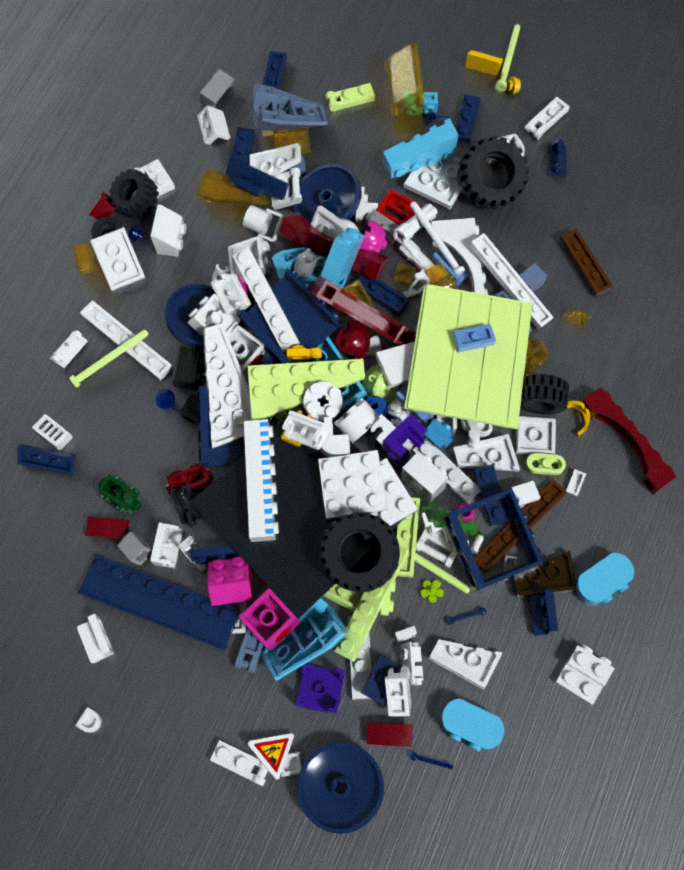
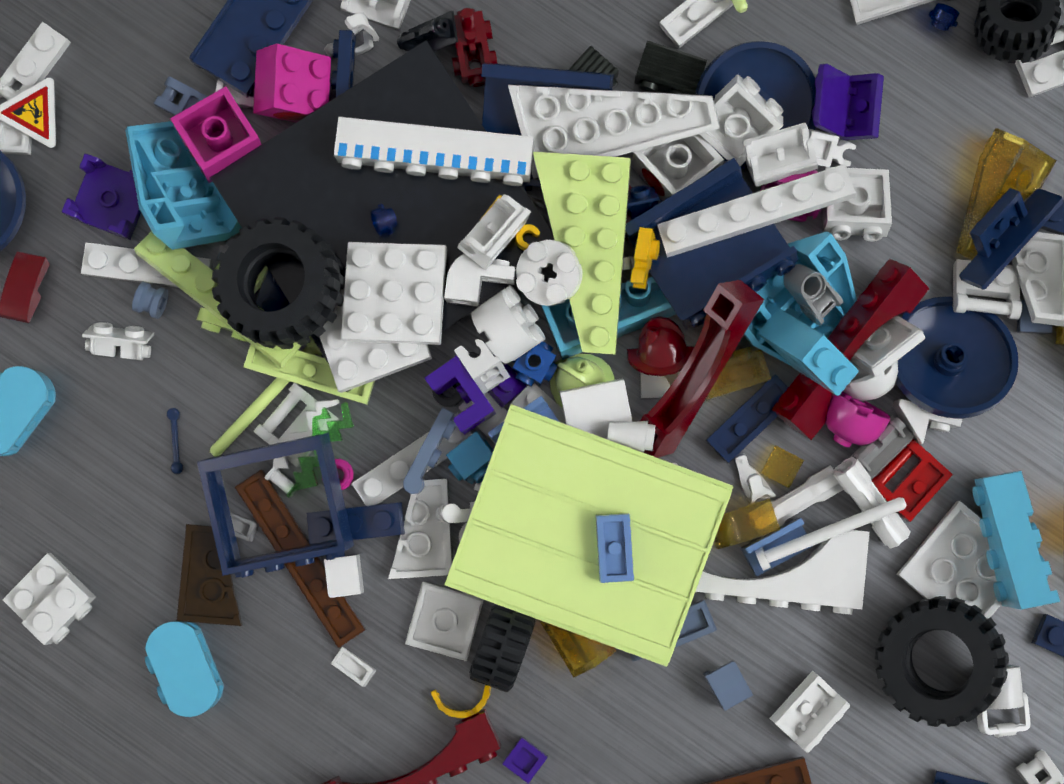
camera: 100 degrees right, 15 degrees up
(165, 399) = (622, 28): clear blue tile -> none
(168, 232) = (931, 69): white slope -> none
(193, 269) = (848, 103): none -> dark purple bracket
(260, 221) = (927, 233): white piece -> none
(307, 502) = (383, 220): none -> clear blue plate
(375, 684) = (99, 289): dark blue bracket -> none
(381, 647) = (150, 300): none -> sand blue wheel
(398, 692) = (72, 309): white hinge -> none
(405, 634) = (163, 340): white tile -> none
(407, 341) = (635, 435): none -> white cone
(424, 477) = (399, 419): white brick -> none
(432, 591) = (225, 396): lime plant -> none
(442, 456) = (429, 453): none -> sand blue plate
(466, 662) = (104, 424): white wing -> none
(509, 279) = (728, 644): white plate -> none
(536, 236) = (810, 712): none -> white bracket
(543, 613) = (149, 558): dark blue bracket -> none
(544, 464) = (391, 623): yellowish green plate -> none
(578, 317) = (641, 748): clear yellow wheel -> none
(602, 376) = (525, 759): none -> dark purple plate

